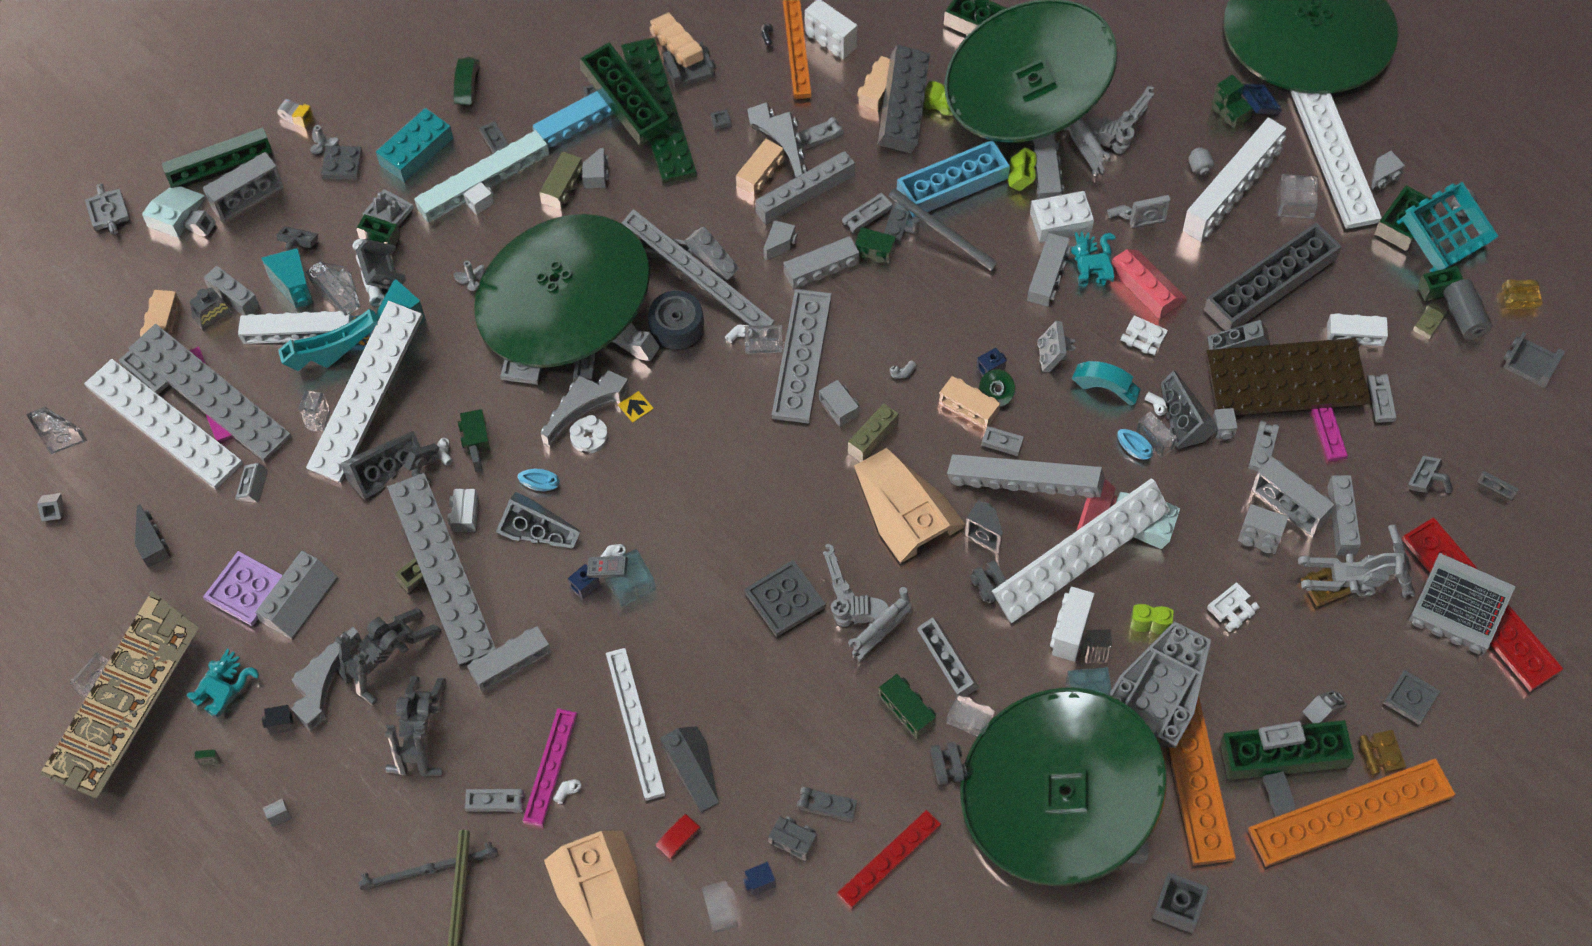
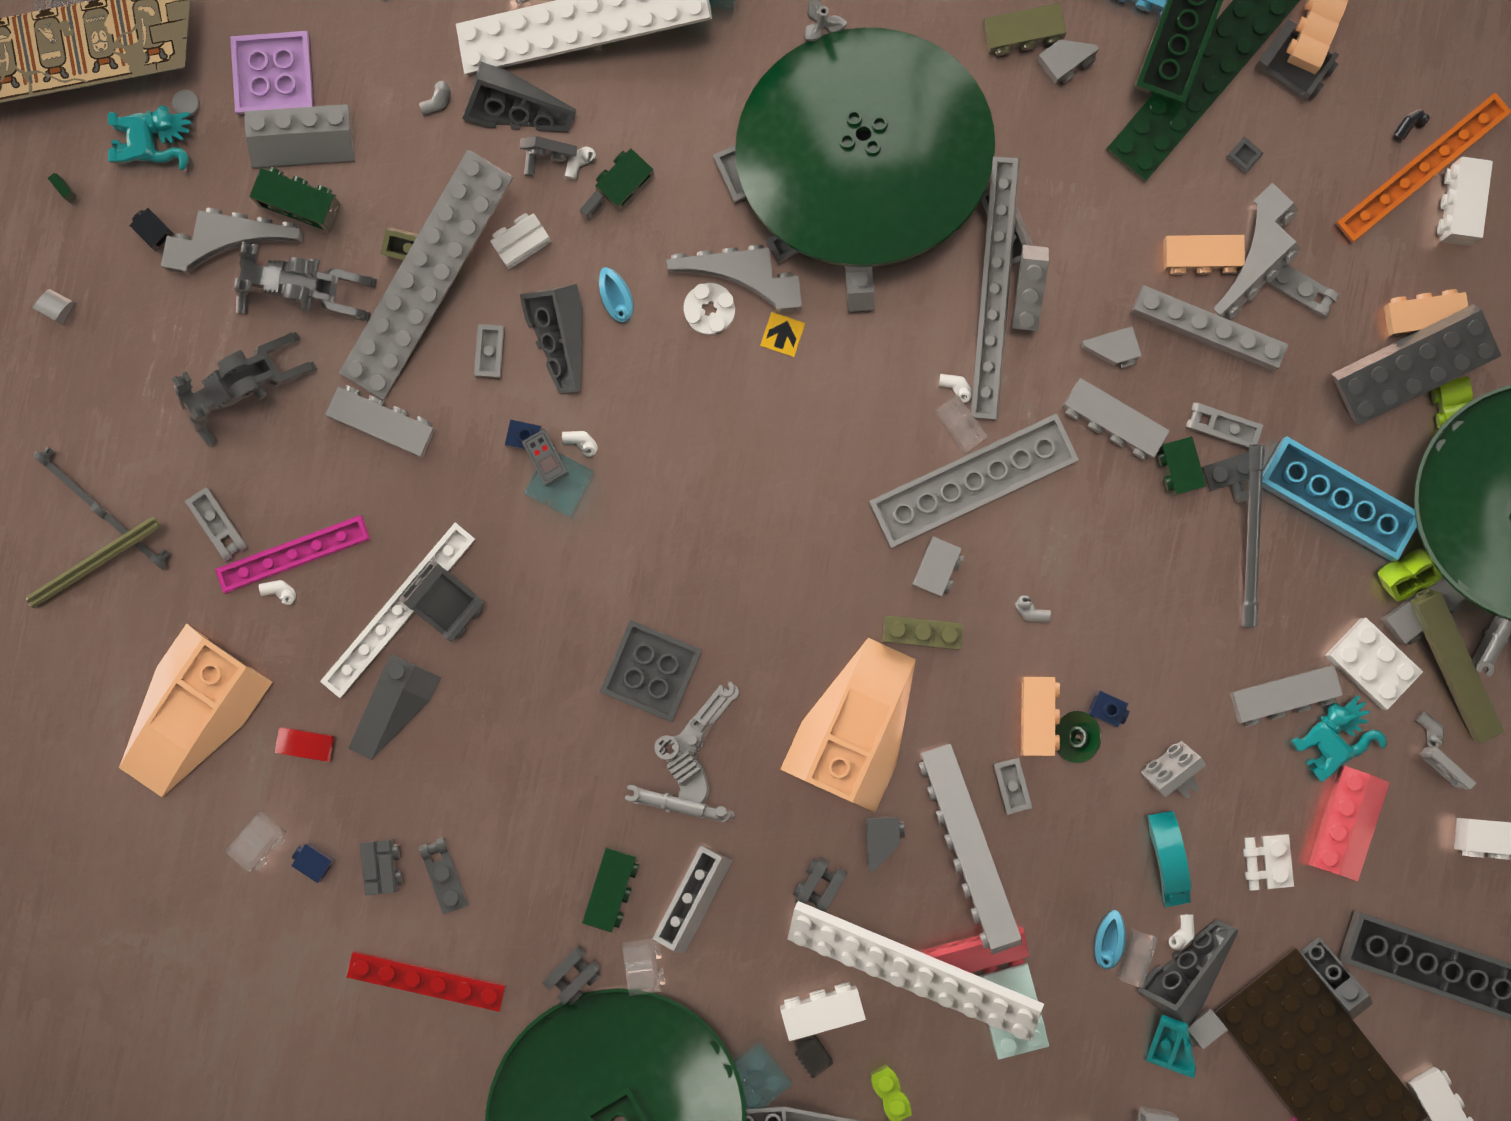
camera: 55 degrees right, 25 degrees up
(217, 650) = (185, 102): none -> light grey tile
(333, 617) = (295, 199): none -> dark green brick
(342, 505) = (439, 98): none -> light grey arm
(515, 569) = (489, 351): none -> light grey plate
(649, 690) = (442, 600): none -> dark grey panel
(676, 319) = (917, 324): wheel -> none
(1092, 173) = (1456, 665): none -> olive brick
(1224, 446) = (1172, 1047): none -> teal wing
(1263, 446) = (1205, 1089): light grey plate -> none

